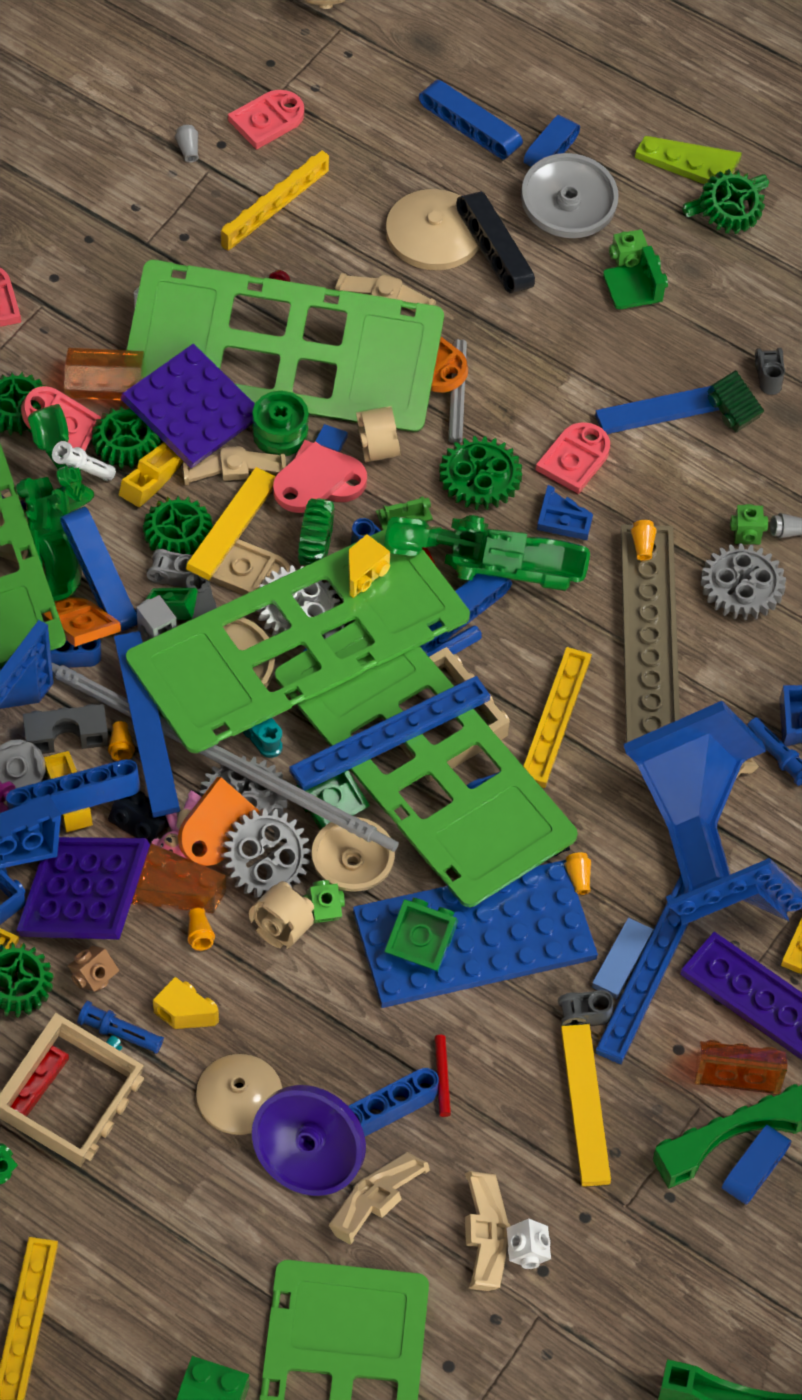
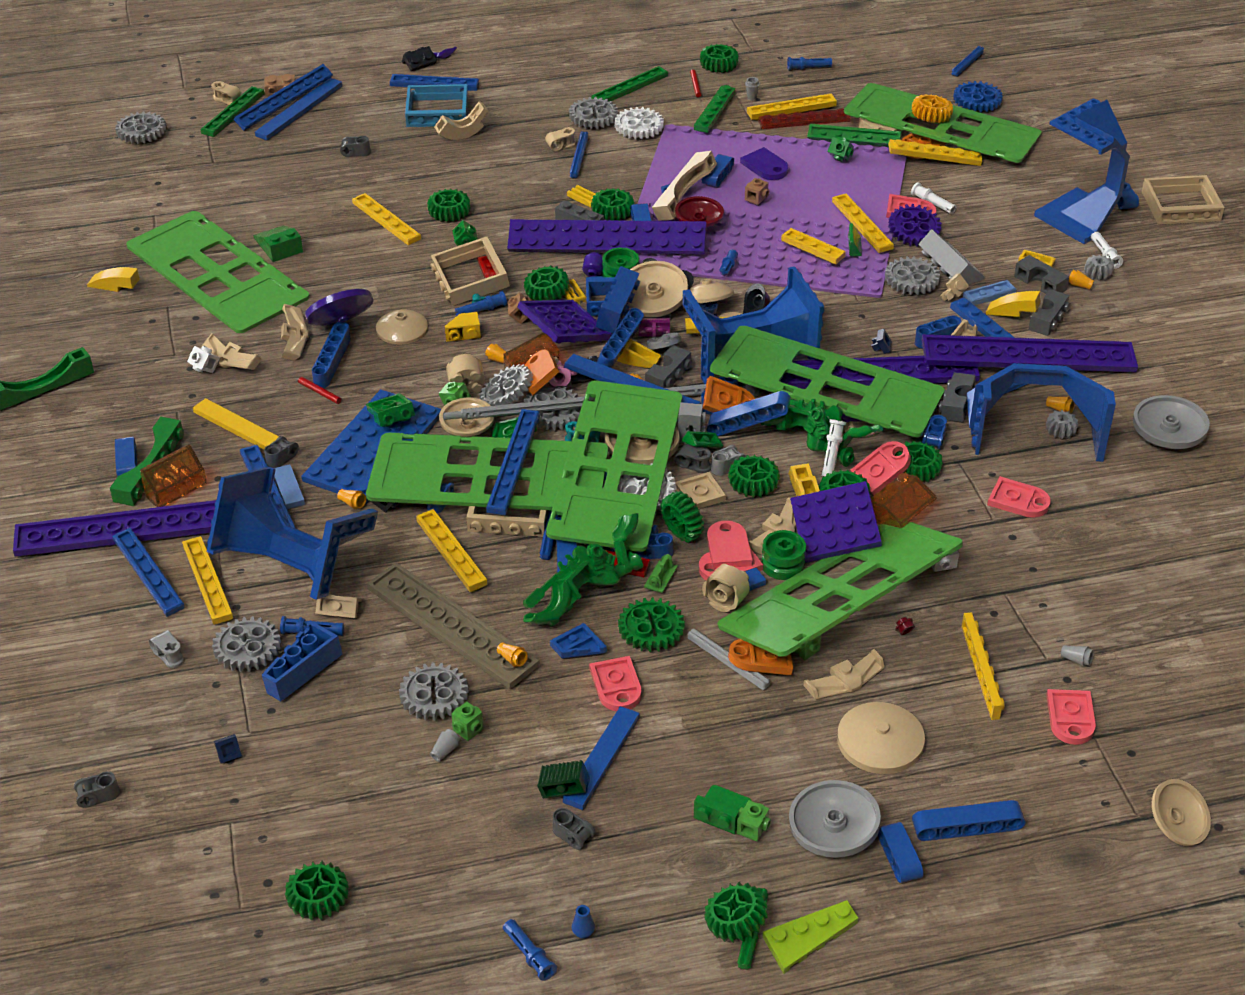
camera: 135 degrees right, 15 degrees down
(231, 524) = (730, 492): yellow tile -> none
(366, 563) = (627, 501): yellow slope -> none
(495, 242) = (831, 747): black beam -> none

